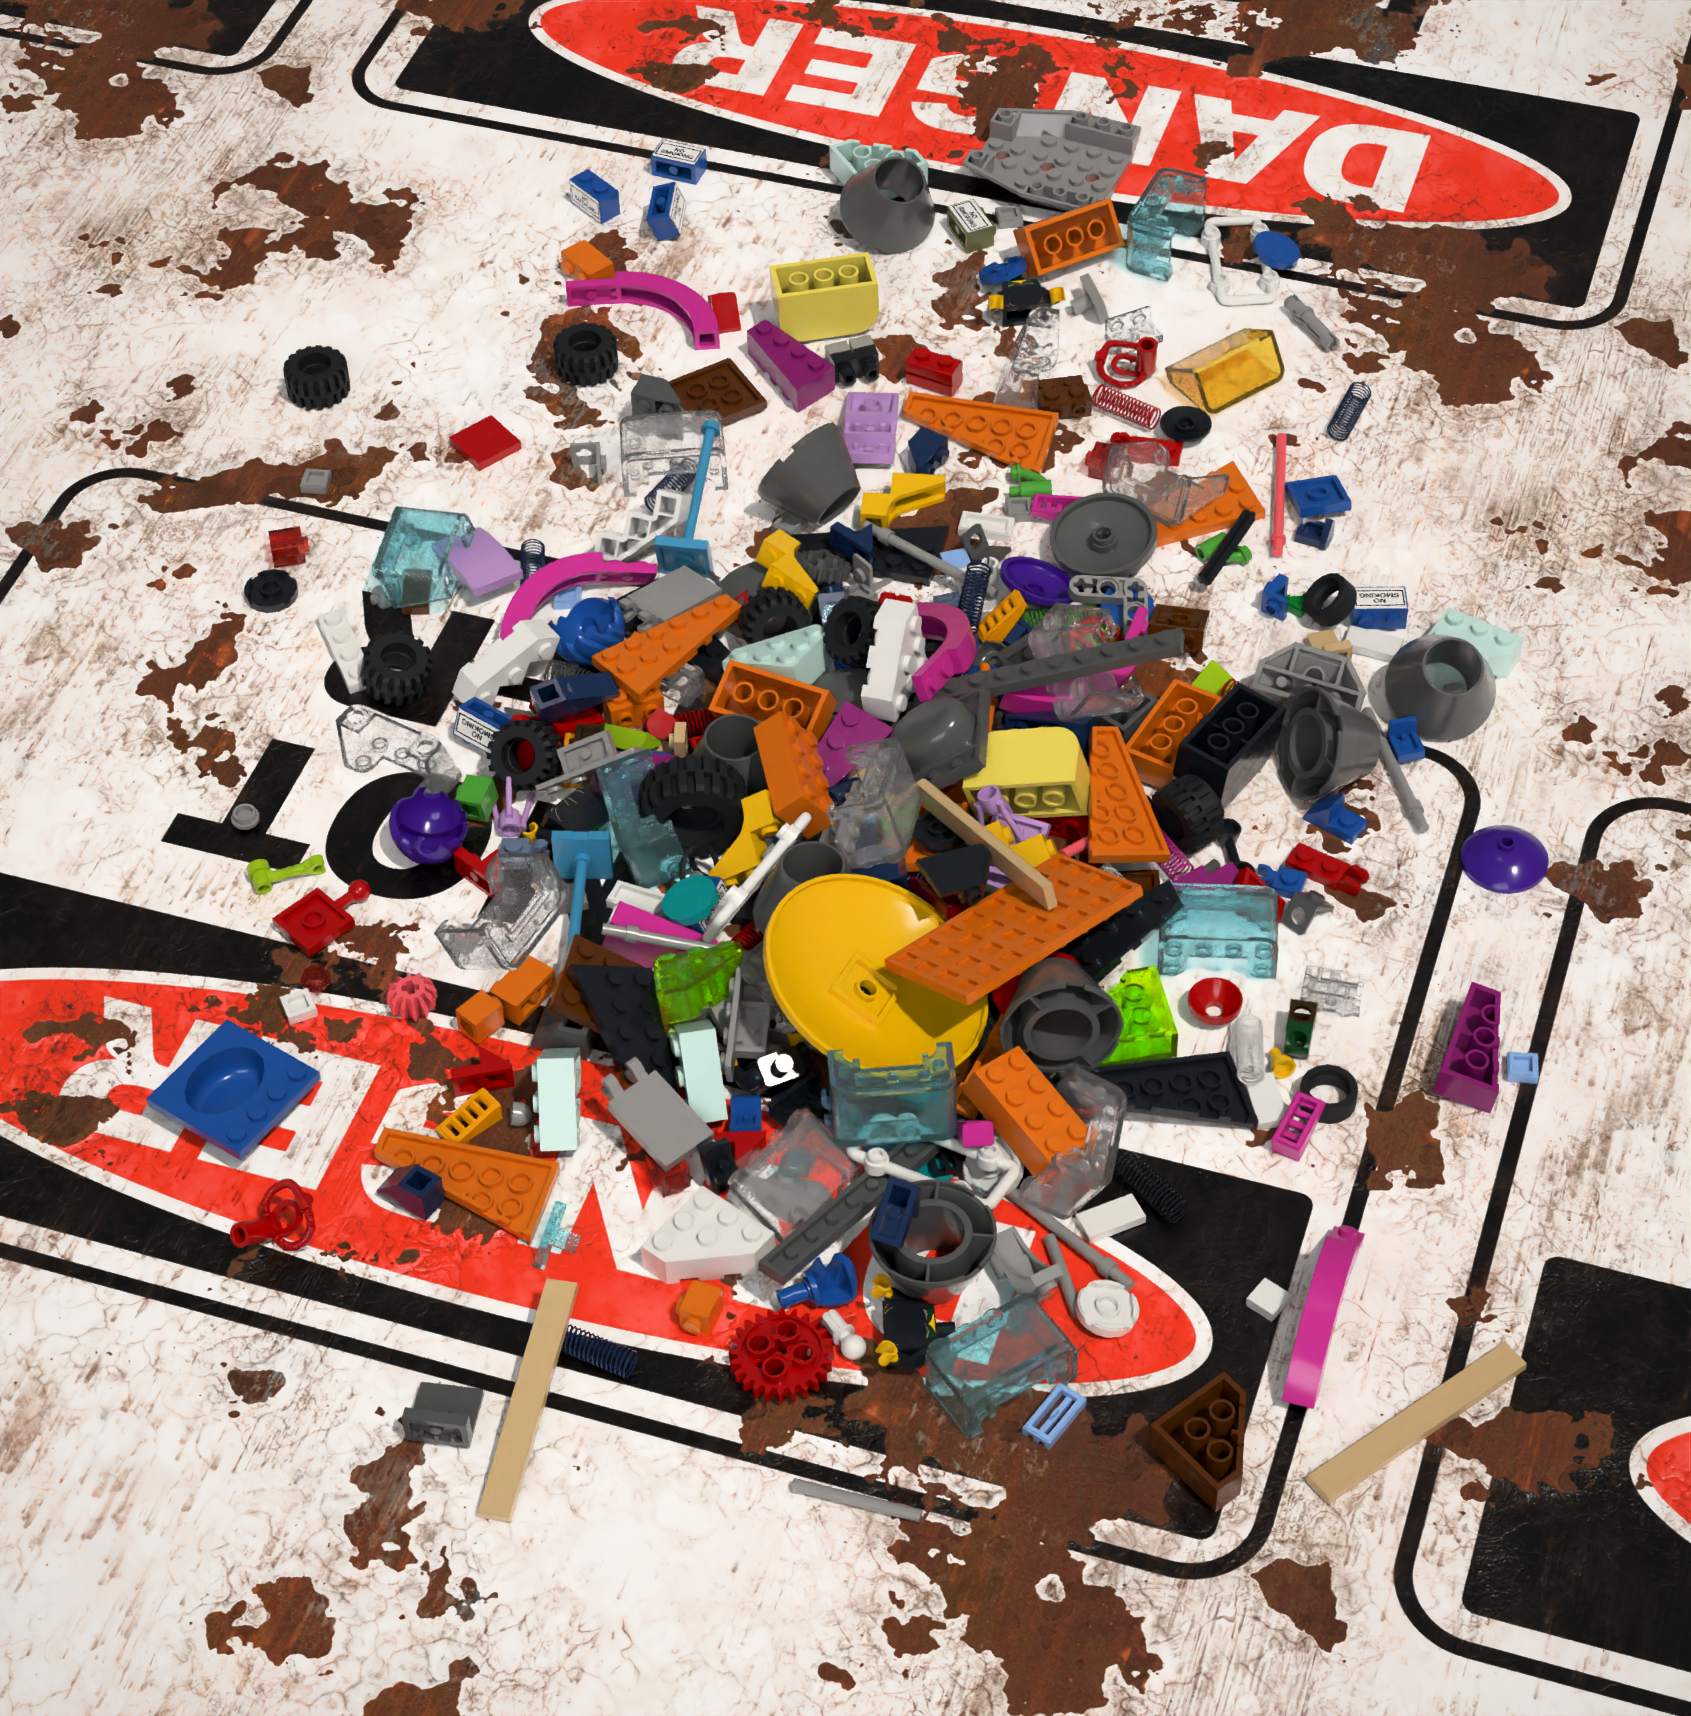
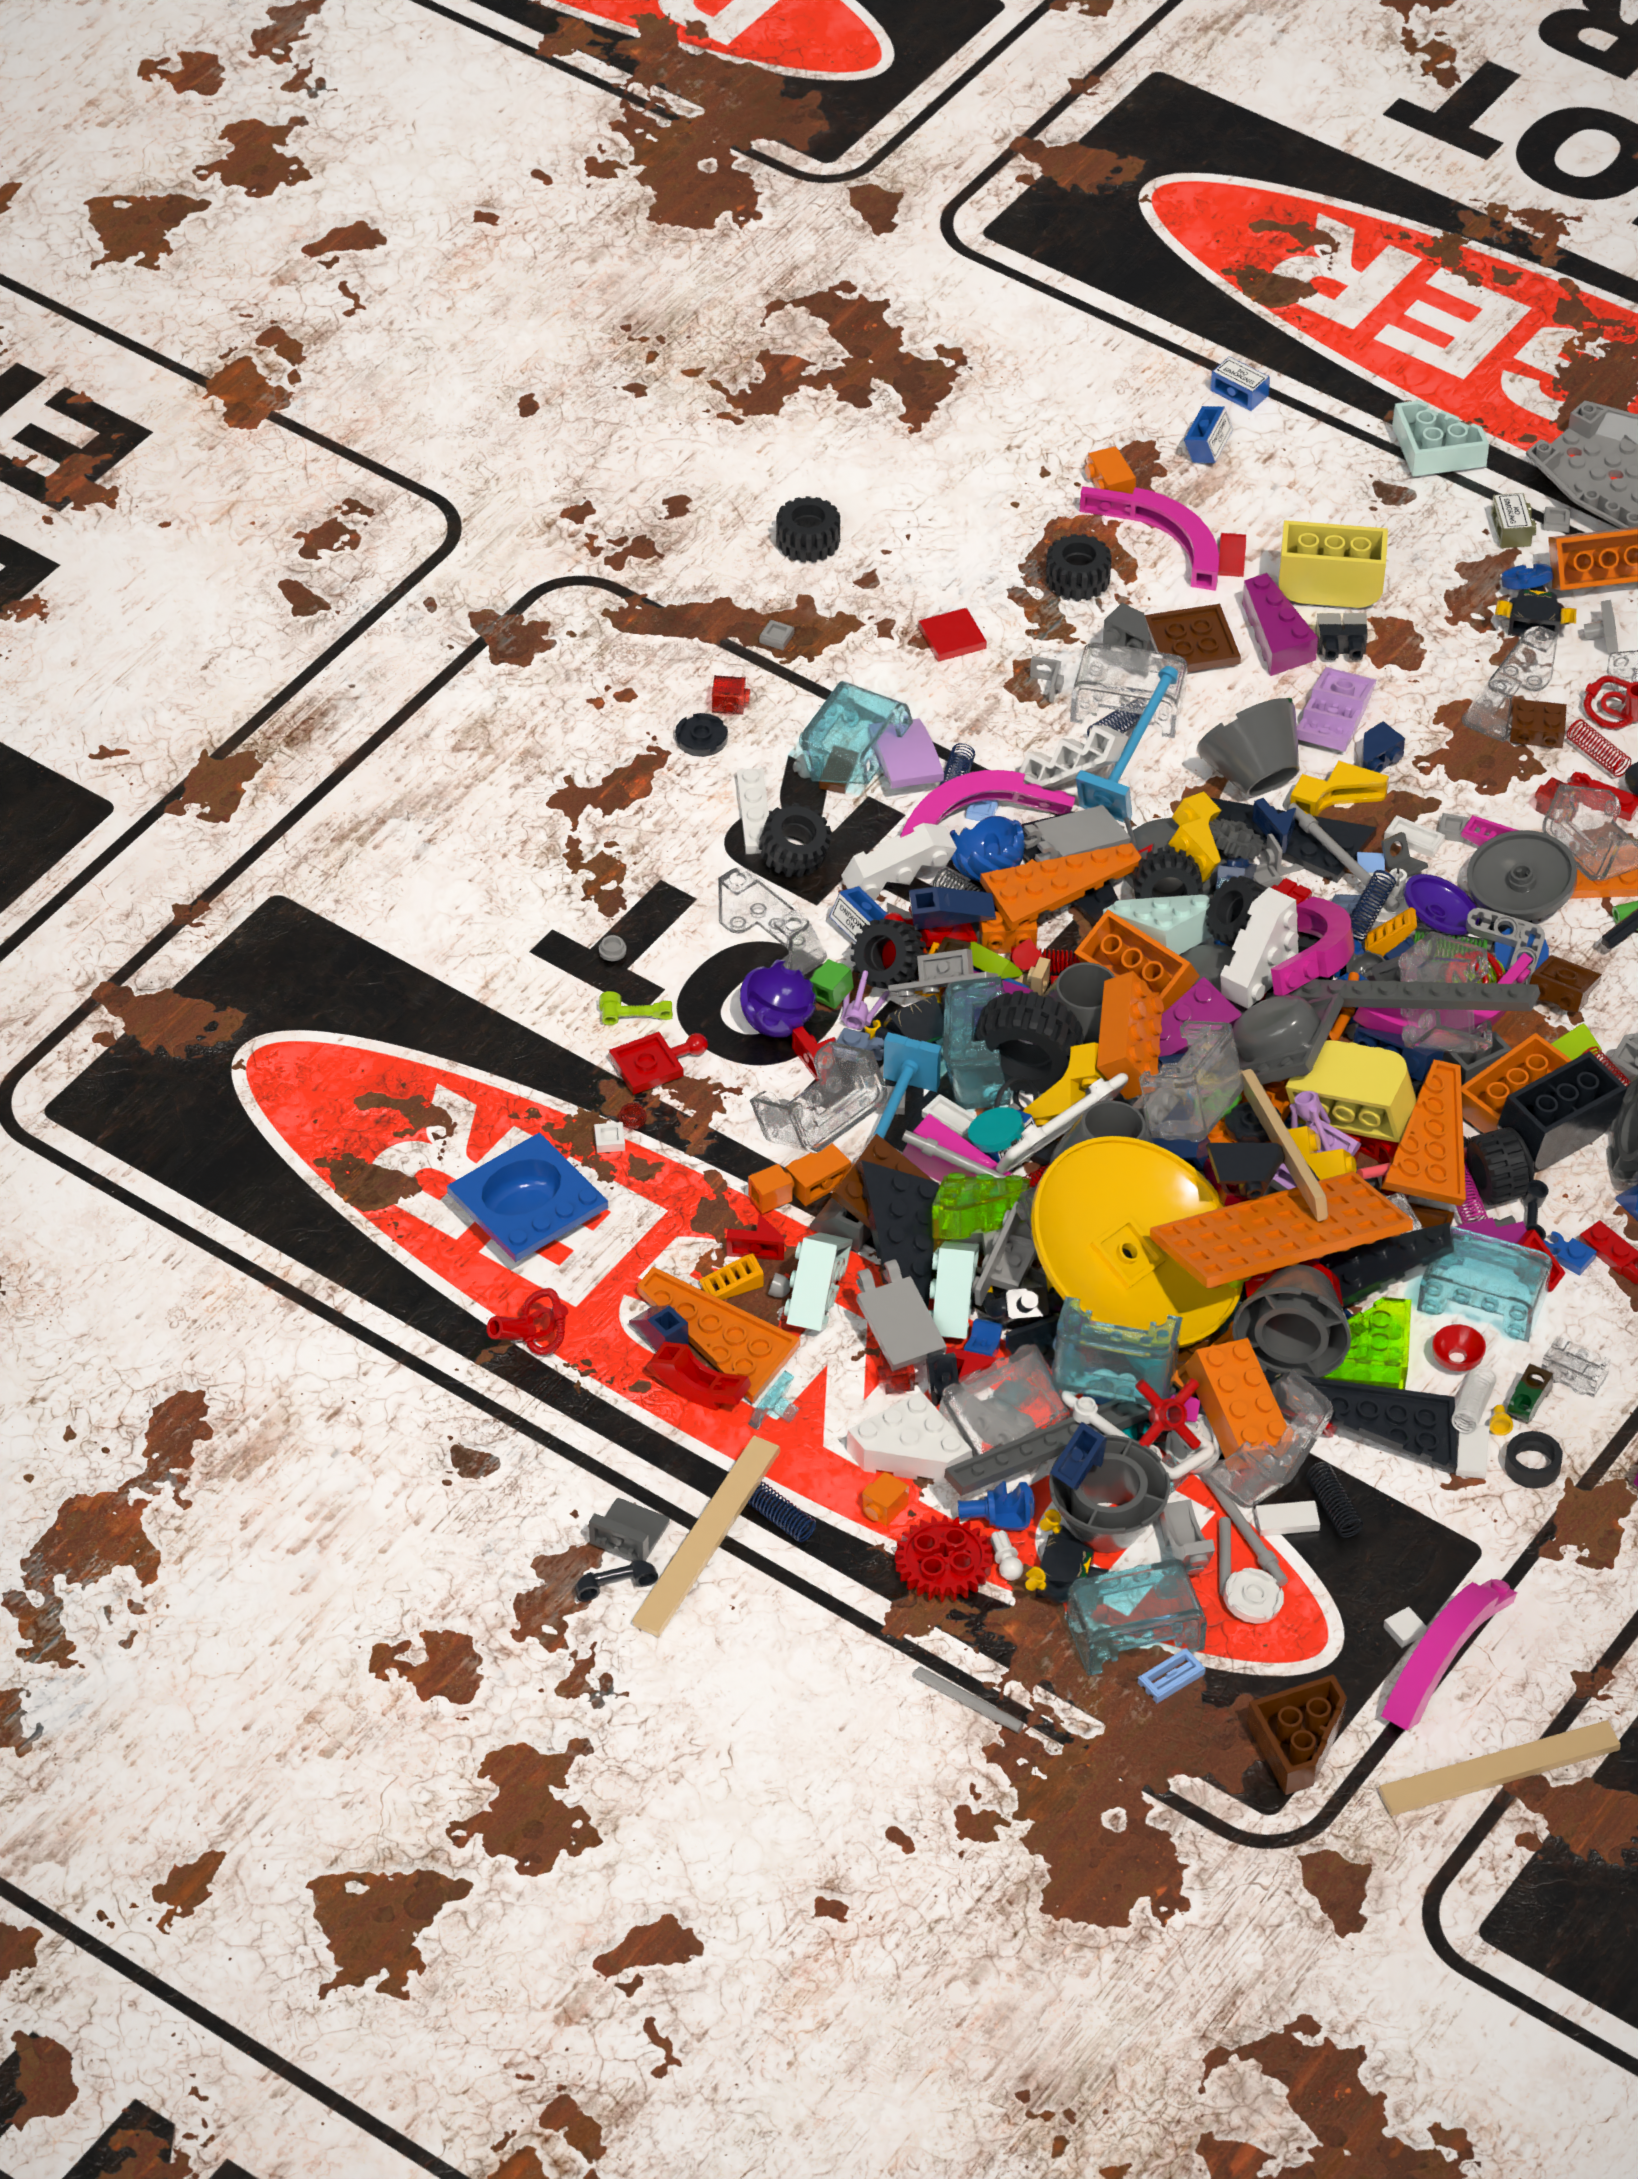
camera: 15 degrees right, 0 degrees up
(411, 996) = (714, 1154): coral gear -> none
(467, 1236) = (696, 1381): none -> red arch
(472, 1456) = (642, 1572): none -> black bar
(594, 196) = (1142, 401): blue brick -> none
(684, 685) = (1063, 922): clear brick -> none
(789, 524) = (1220, 788): light grey tile -> none
(882, 221) = (1420, 499): dark grey cone -> none
(934, 371) = (1418, 666): red brick -> none
(966, 1143) = (1177, 1411): none -> red bar
(993, 429) = (1463, 744): orange wing -> none
(1036, 485) = (1481, 807): bright green plant -> none
(1289, 1143) = (1490, 1495): dark pink slope -> none
(1310, 903) = (1585, 1280): dark grey bracket -> none

